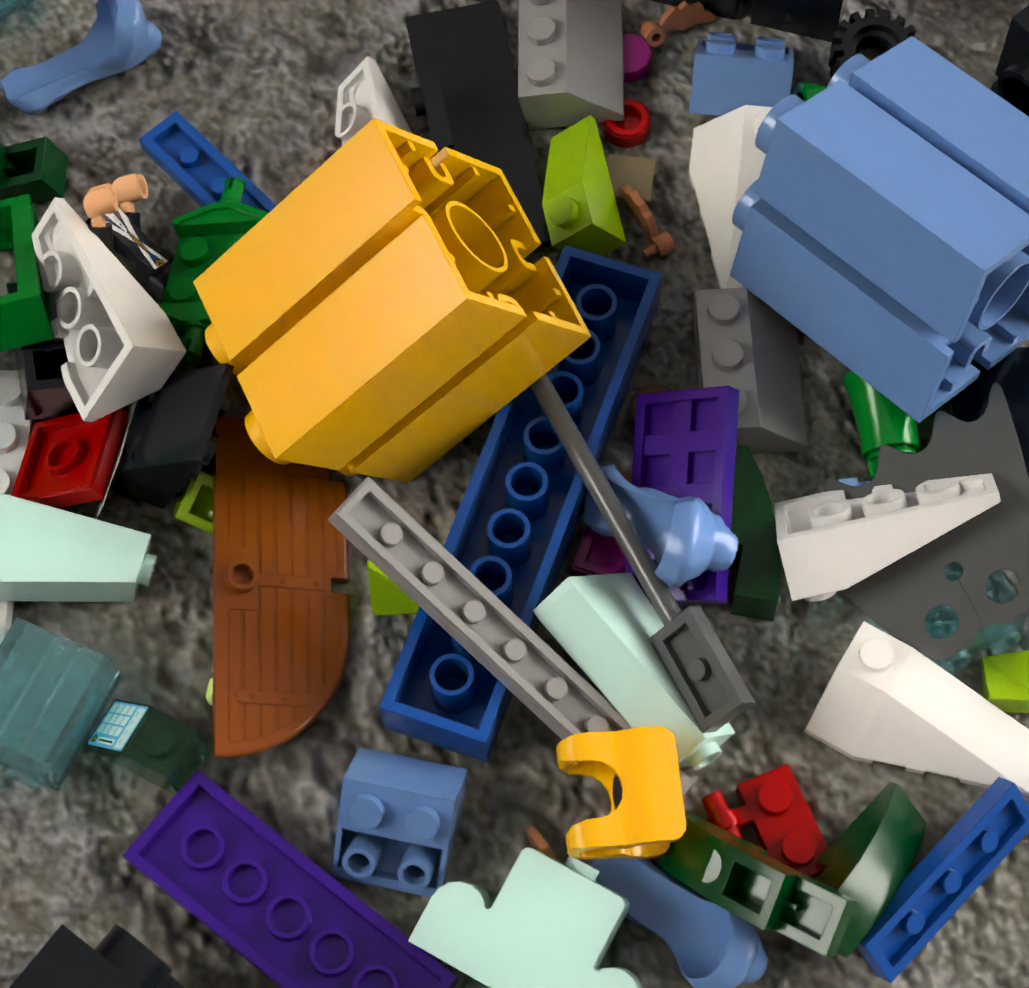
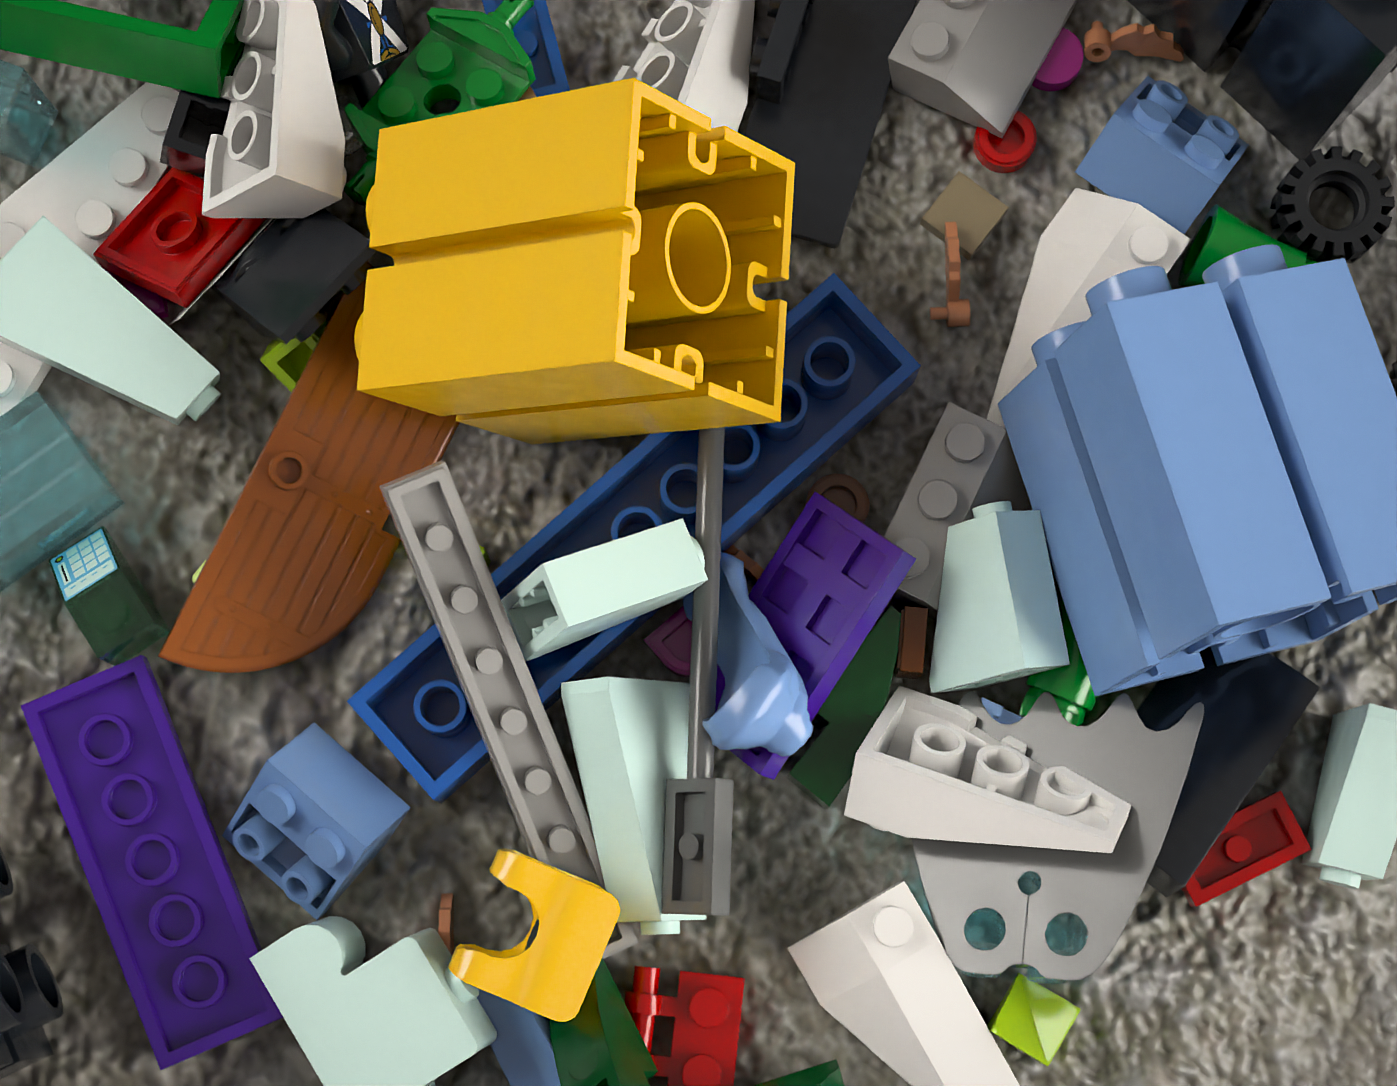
camera: 25 degrees right, 15 degrees up
(528, 519) = (603, 587): none -> light aqua slope
(579, 192) = (896, 206): lime slope -> none
(769, 466) = (911, 643): none -> reddish brown tile
(811, 404) = (996, 602): none -> light aqua slope

